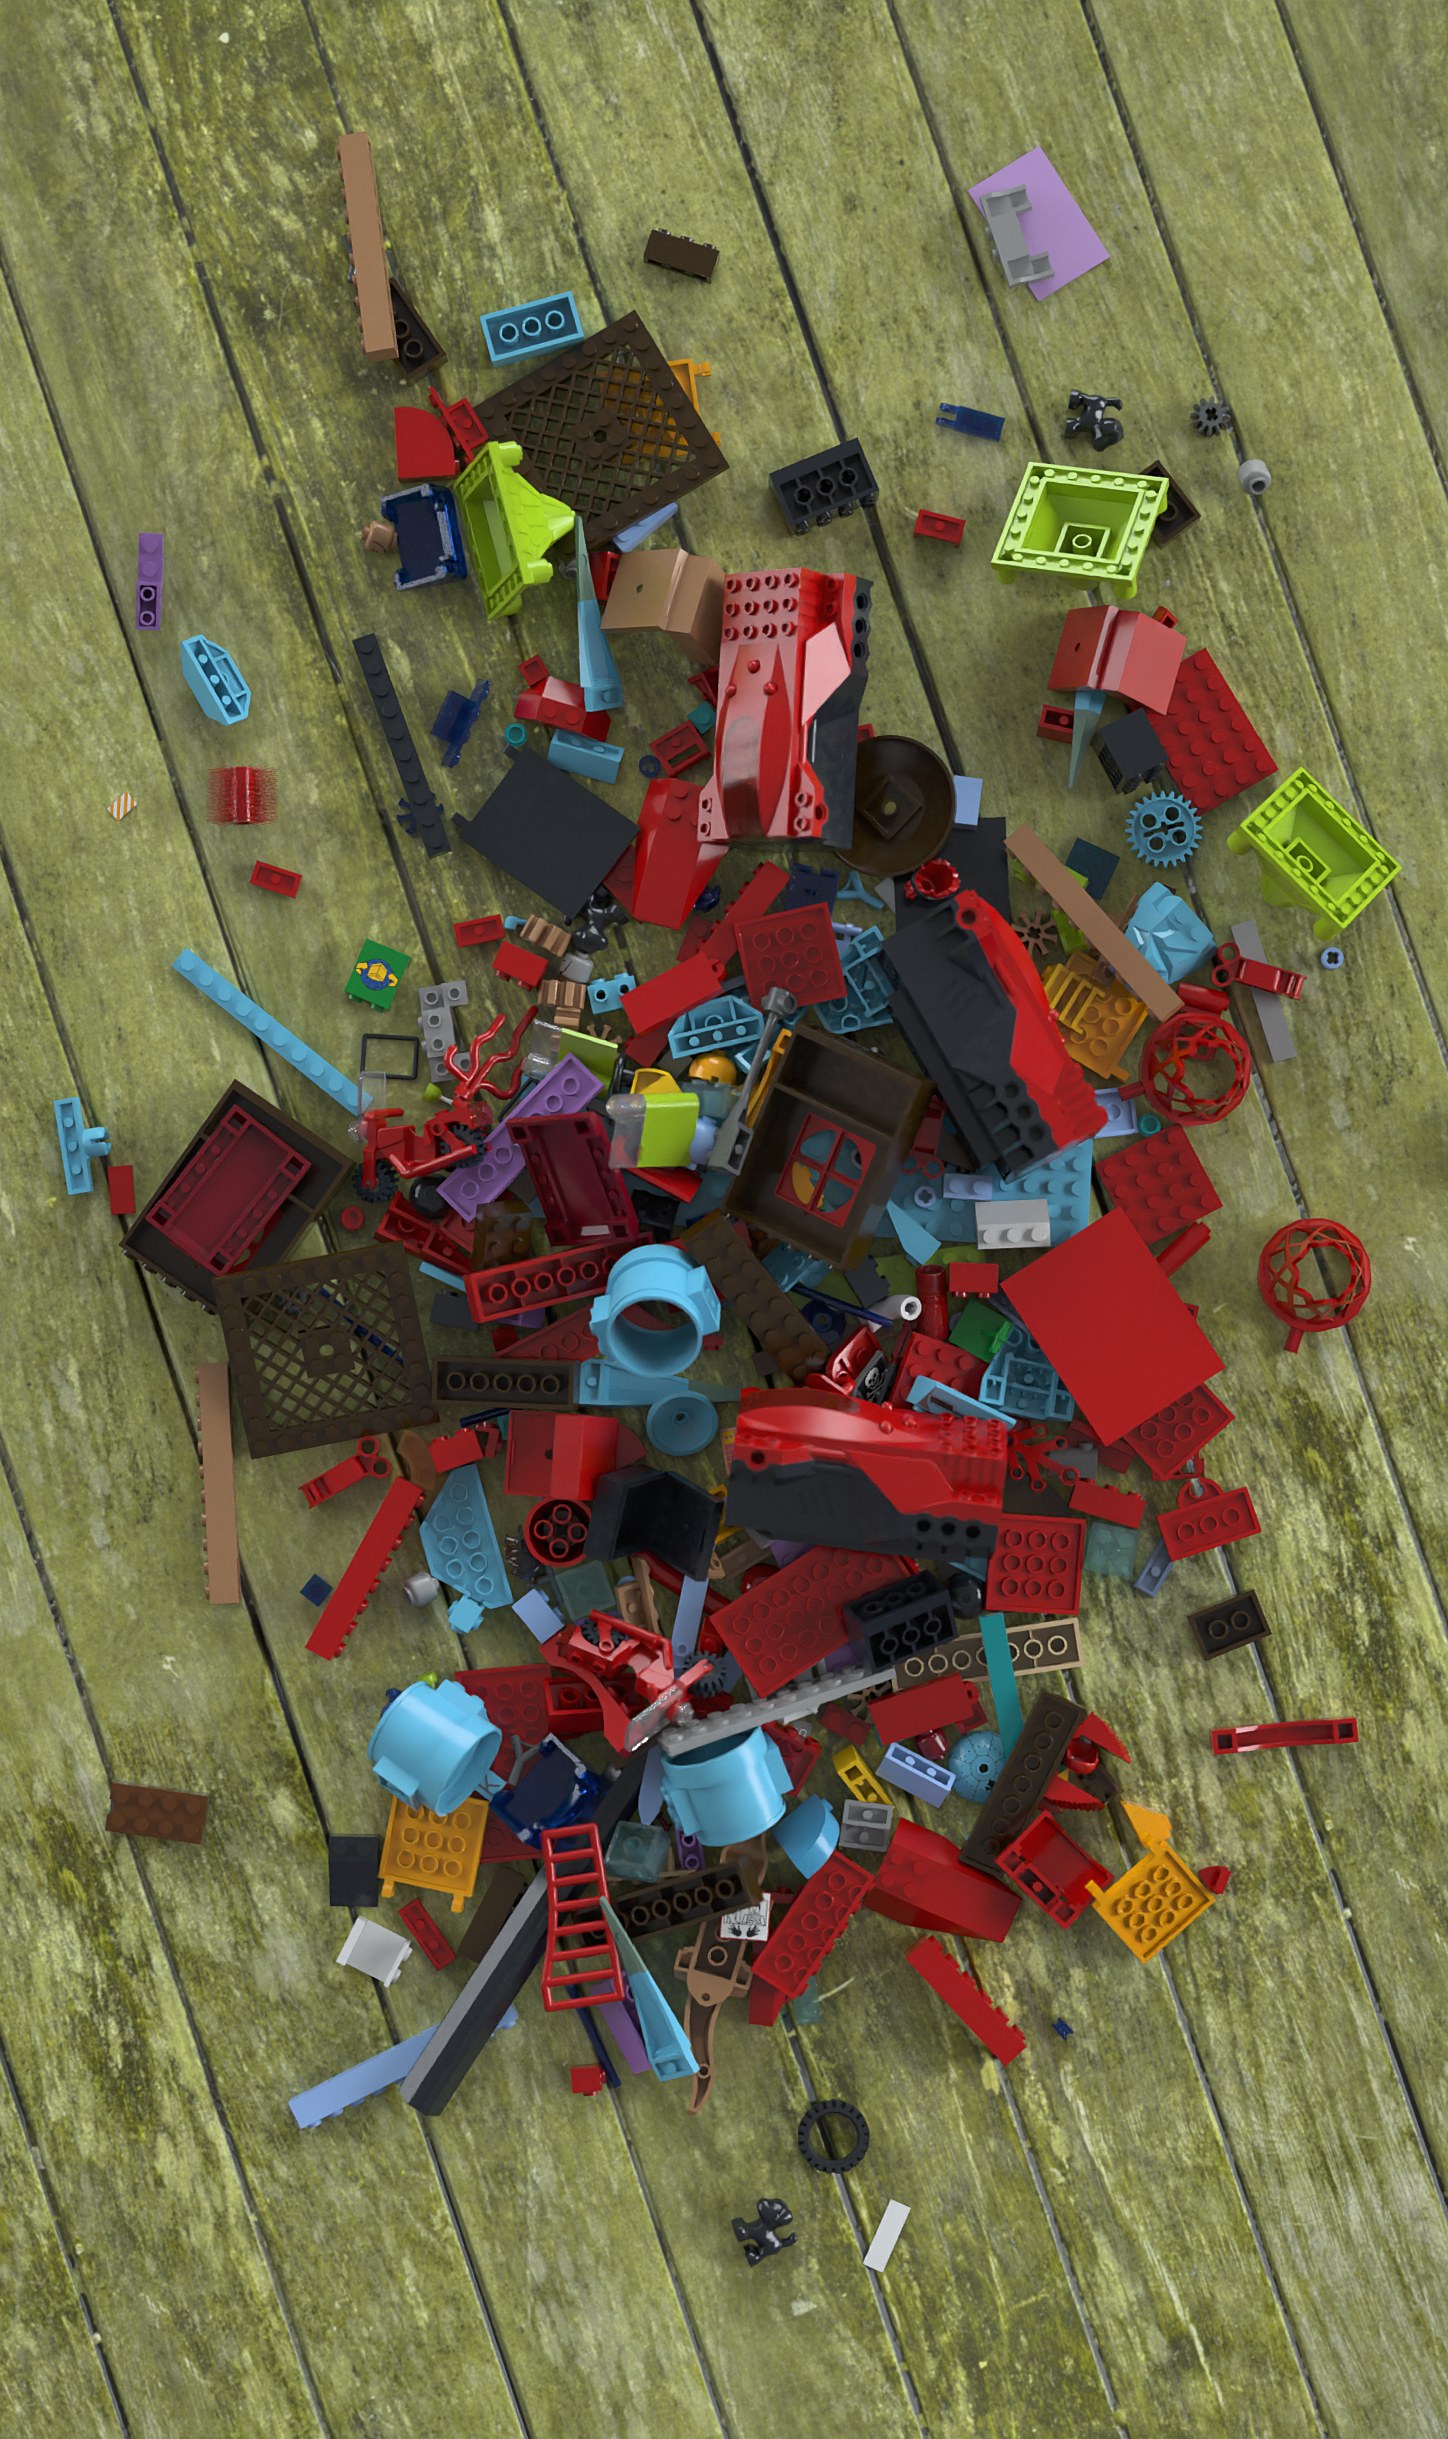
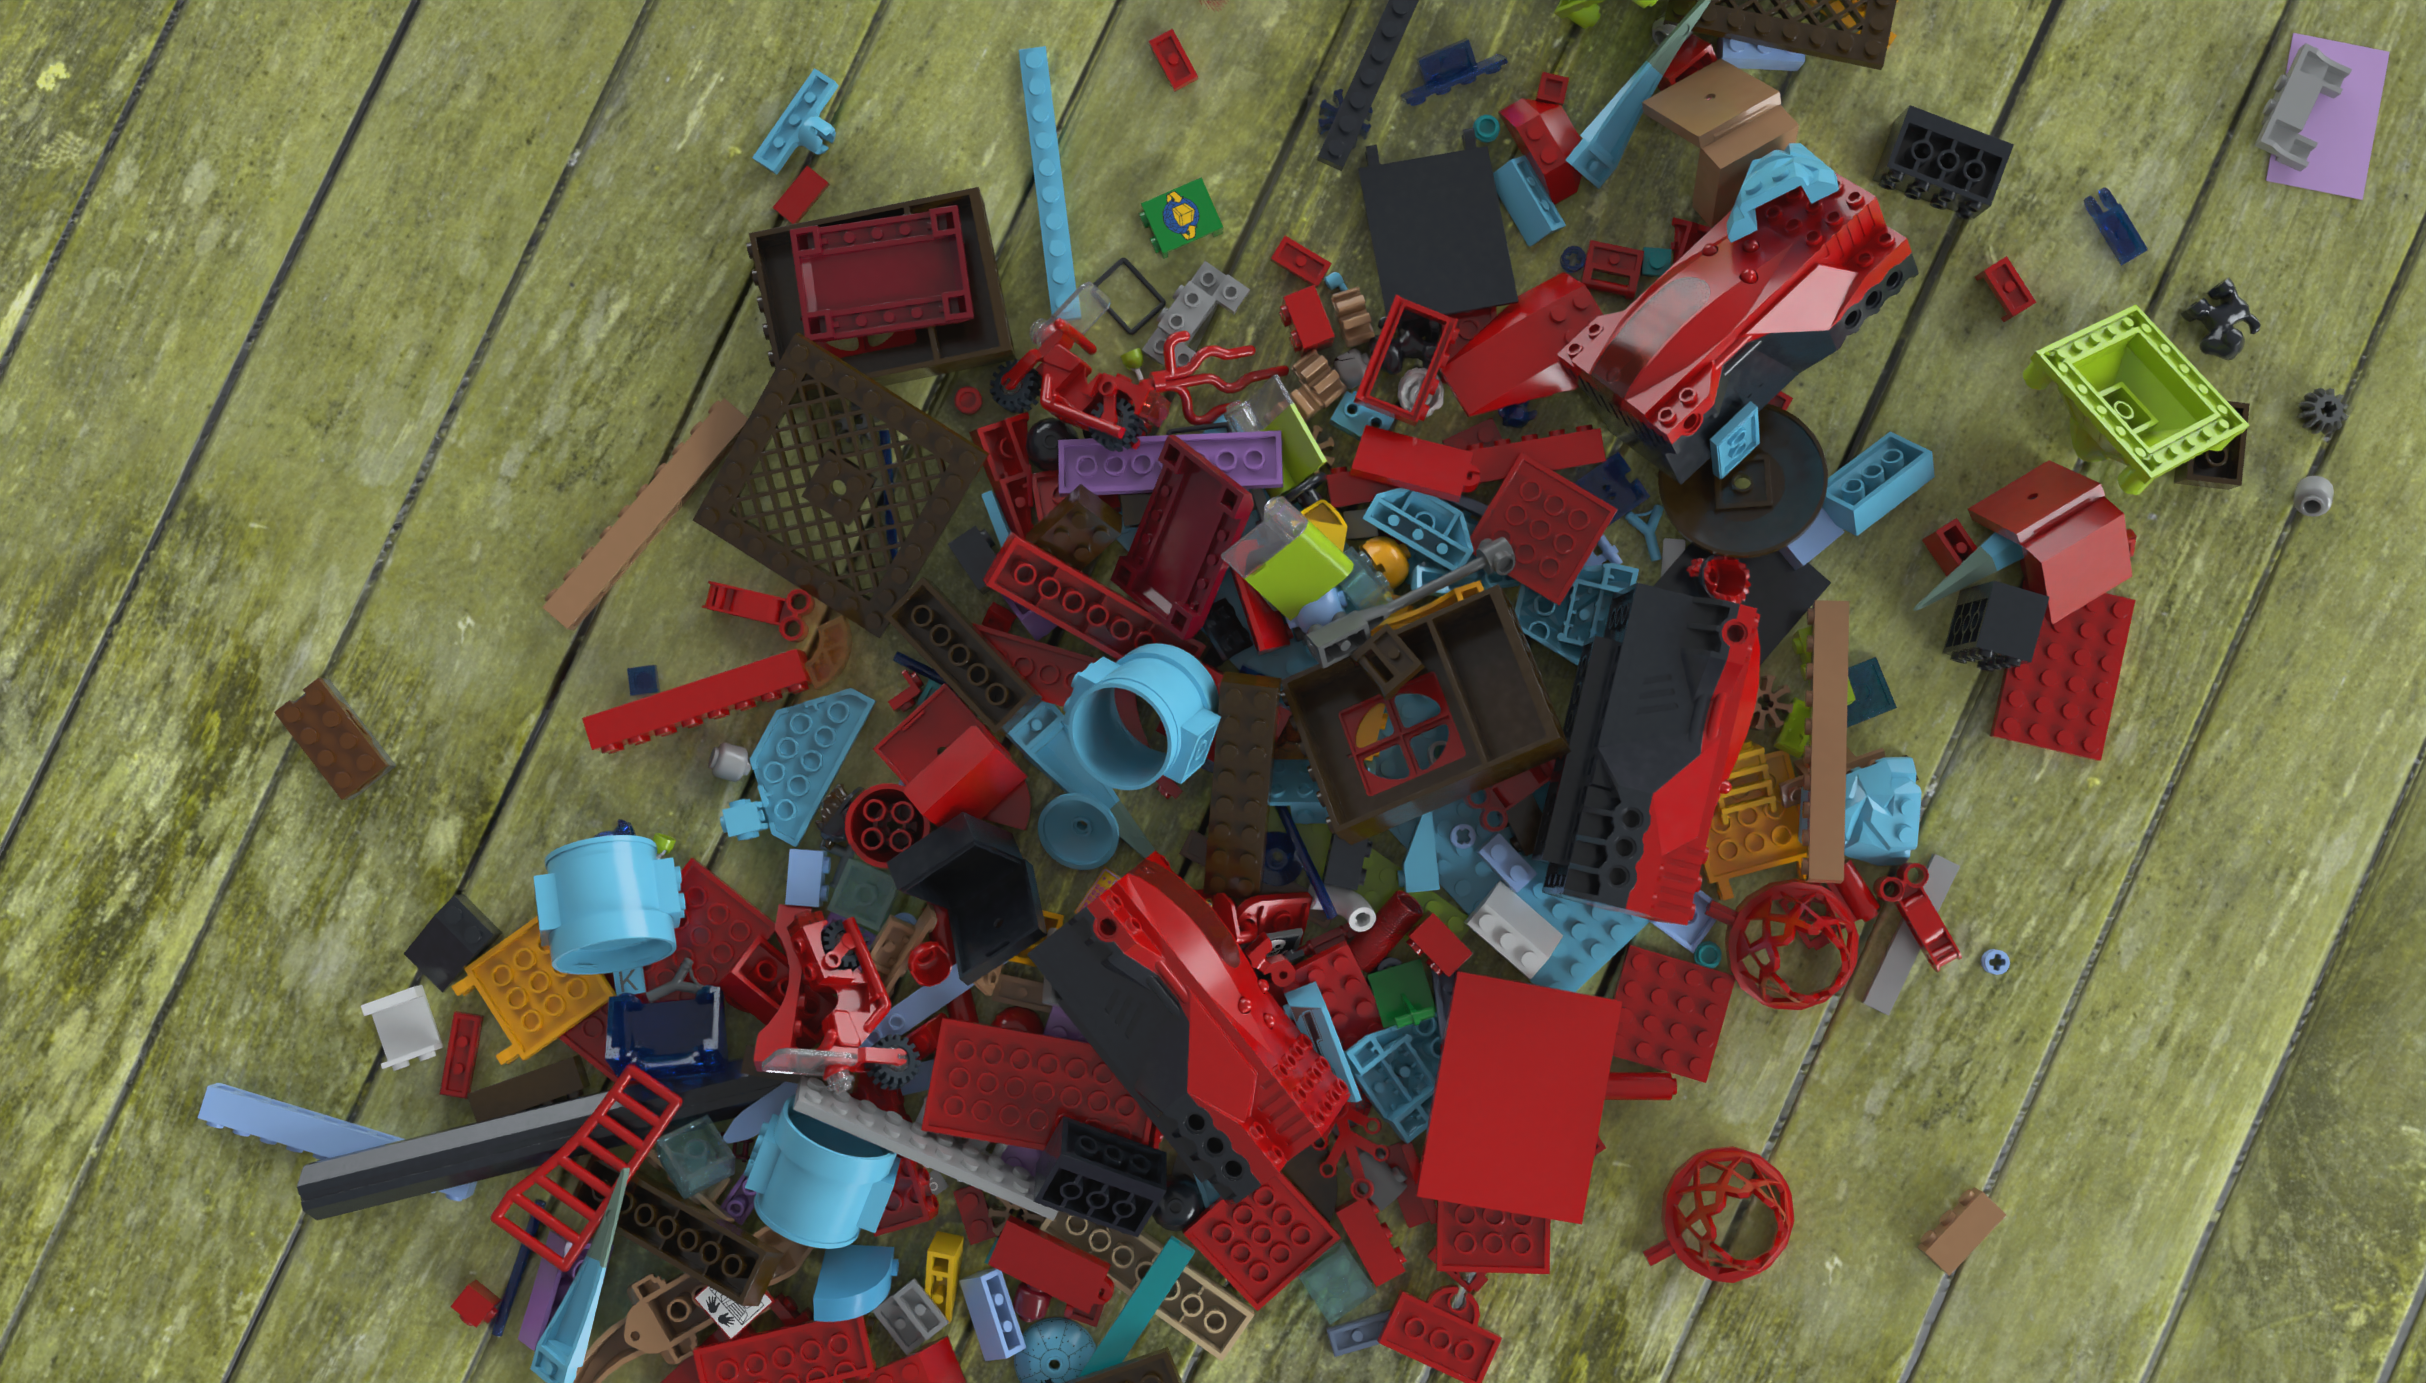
camera: 40 degrees right, 0 degrees up
(457, 1450) = (867, 675): red brick -> none
(633, 942) = (1410, 386): none -> white hair
(634, 932) = (1429, 383): none -> red window
(668, 1593) = (929, 963): none -> red hair
(728, 610) = (1775, 176): none -> medium azure wedge
(773, 1126) = (1393, 654): none -> dark brown plate
(859, 790) = (1735, 440): none -> medium azure tile
(886, 1387) = (1276, 966): none -> red leg
(973, 728) = (1877, 482): none -> medium azure slope
(1156, 809) = (1965, 697): medium azure gear -> none
(1313, 854) = (2067, 862): lime piece -> none

